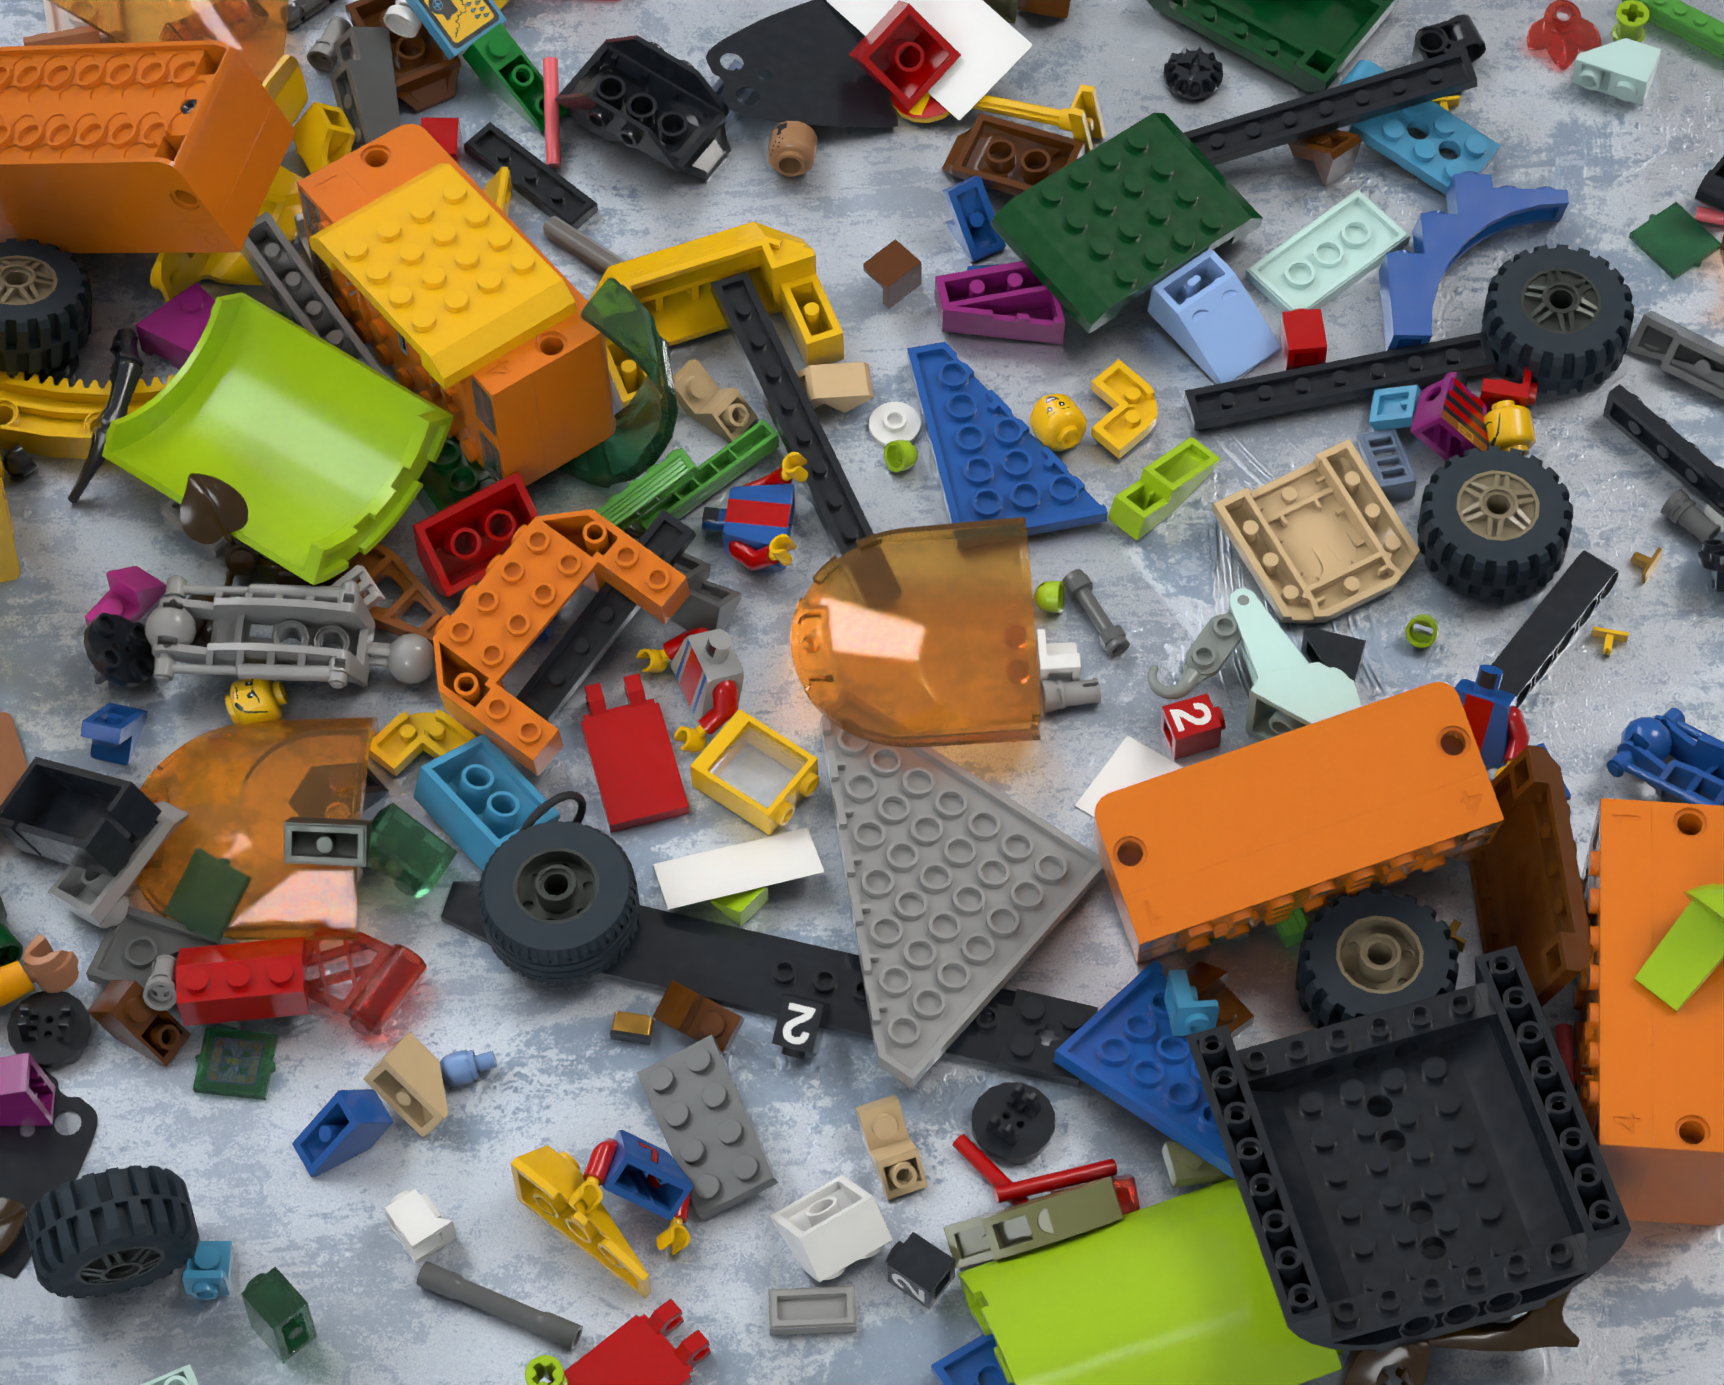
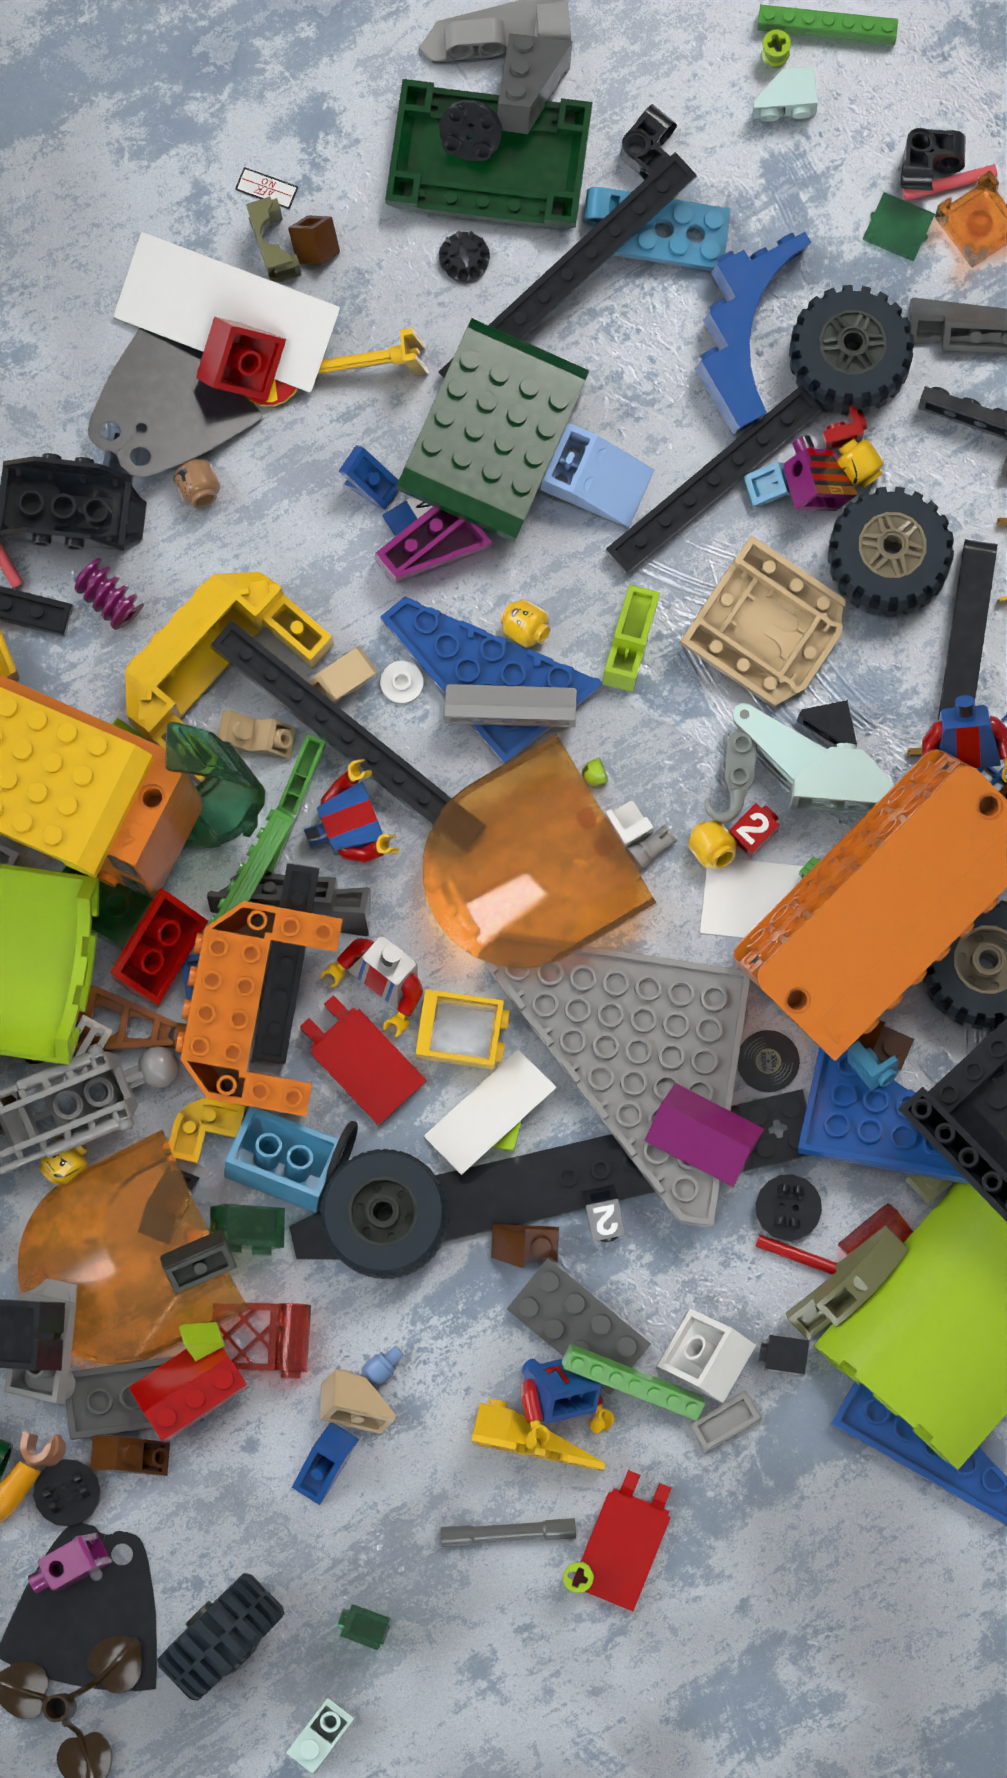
camera: 25 degrees left, 20 degrees up
(161, 985) = (138, 1428): light grey pin -> none
(208, 894) = (127, 1338): clear green piece -> none
(209, 1270) = (296, 1613): dark azure bracket -> none
(235, 1063) = (215, 1447): clear green piece -> none
(284, 931) = (201, 1339): none -> lime slope
(418, 1224) = (417, 1504): white window -> none
(580, 244) = (89, 648): light grey axle -> none
(631, 1027) = (481, 1273): pearl gold piece -> none
(638, 207) = (106, 595): none -> magenta piece
(730, 1207) = (633, 1382): none -> bright green piece
(890, 1147) = (715, 1272): tan slope -> none
(895, 272) = (333, 554): reddish brown panel -> none
(900, 455) = (416, 709): lime hinge -> none
(955, 983) = (703, 1134): none -> magenta slope
(993, 487) = (510, 705): none -> light grey panel
(1010, 154) = (371, 408): reddish brown slope -> none
(1054, 1181) = (842, 1239): red bar -> none
(1077, 966) = (768, 1061): none -> black sticker
(1111, 637) = (611, 752): dark grey bar -> none
(1133, 408) = (574, 579): yellow plate -> none
(1137, 718) = (712, 844): none -> yellow head
(1303, 338) = (669, 458): red brick -> none
(1327, 255) = (648, 371): light aqua tile -> none
(1330, 151) = (607, 282): reddish brown slope -> none
(1396, 487) = (807, 544): sand blue slope -> none
(1418, 637) = (879, 664): lime hinge -> none
(1560, 37) = (728, 85): clear red plate -> none

